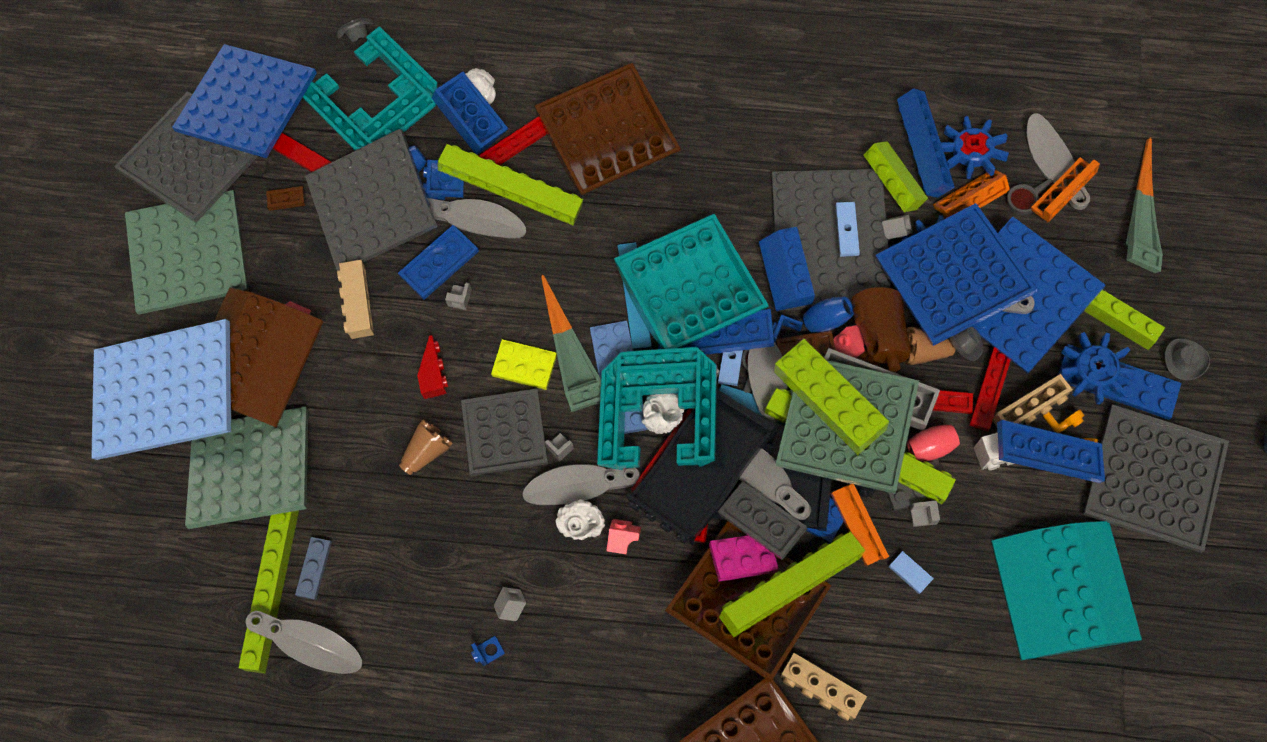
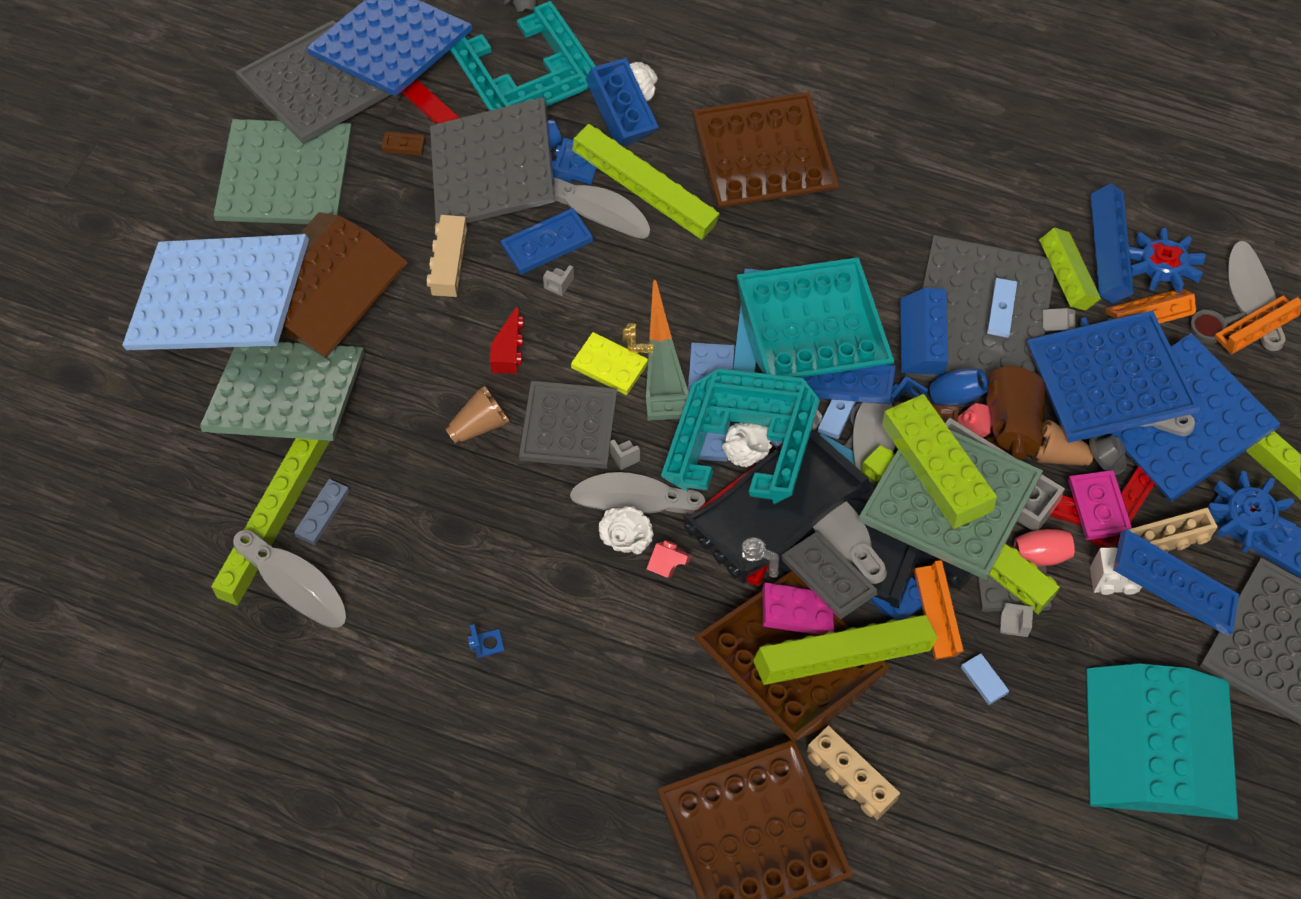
camera: 10 degrees right, 10 degrees down
(509, 604) = (524, 599): light grey panel -> none
(515, 142) = (664, 144): red plate -> none
(534, 334) = (630, 335): none -> clear yellow plate
(699, 516) = (754, 549): none -> clear plate
(970, 392) = (1099, 504): none -> dark pink plate
(1074, 420) = (1211, 563): light orange plate -> none

